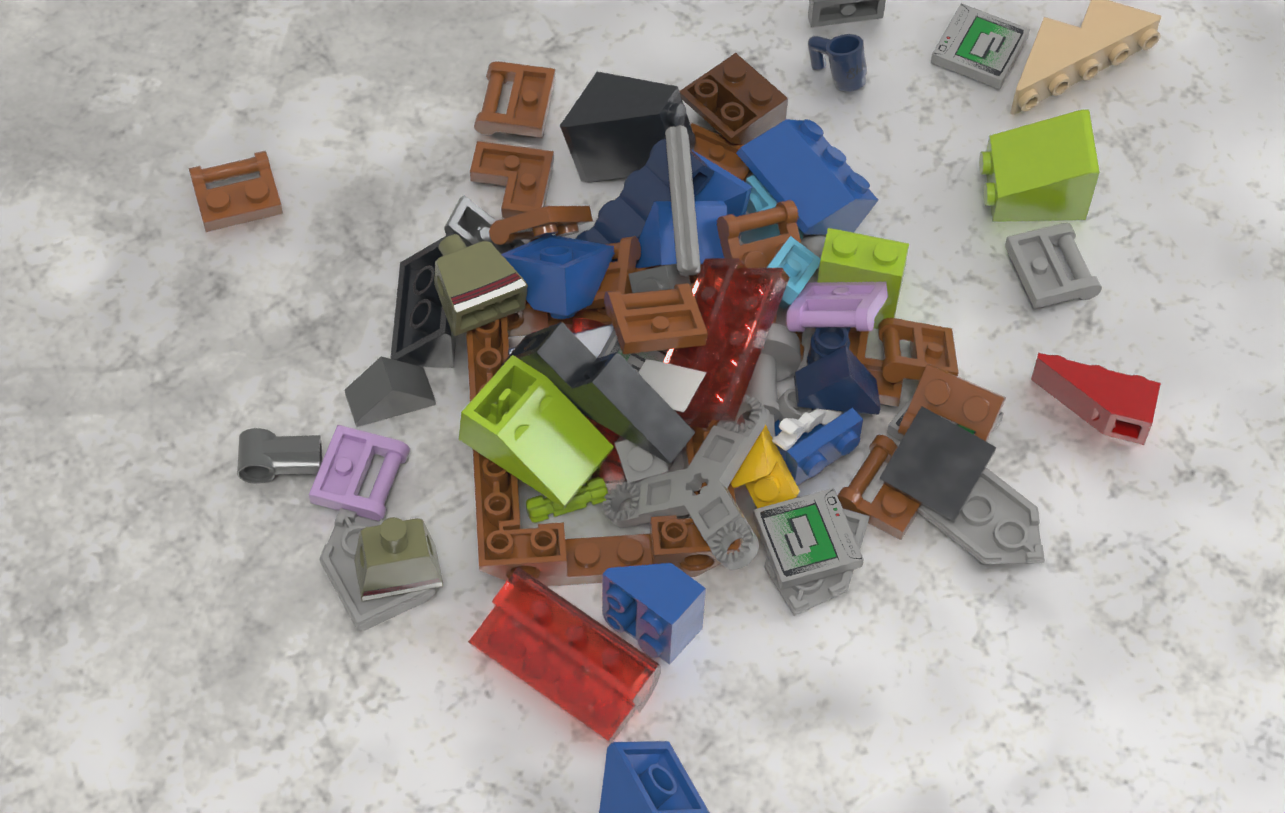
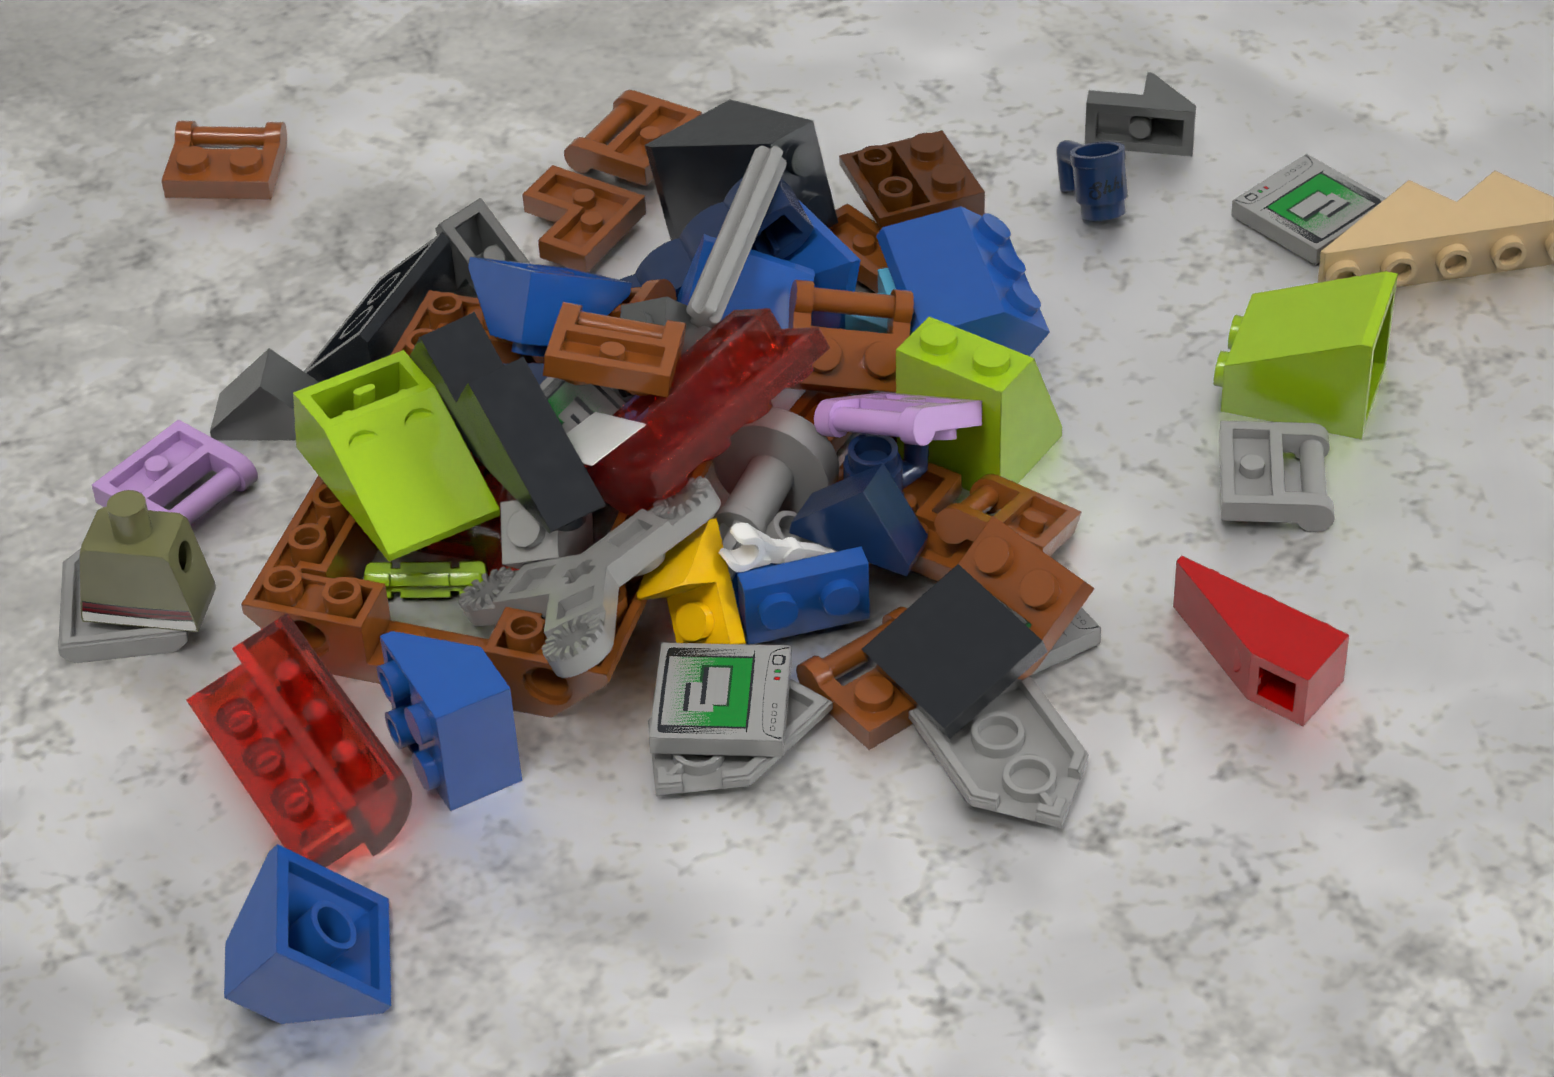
camera: 25 degrees right, 15 degrees down
(266, 455) = (72, 431): dark grey piece -> none
(476, 284) = (420, 282): olive torso -> none
(540, 223) = (565, 242): dark orange plate -> none
(798, 264) = (856, 365): medium azure slope -> none

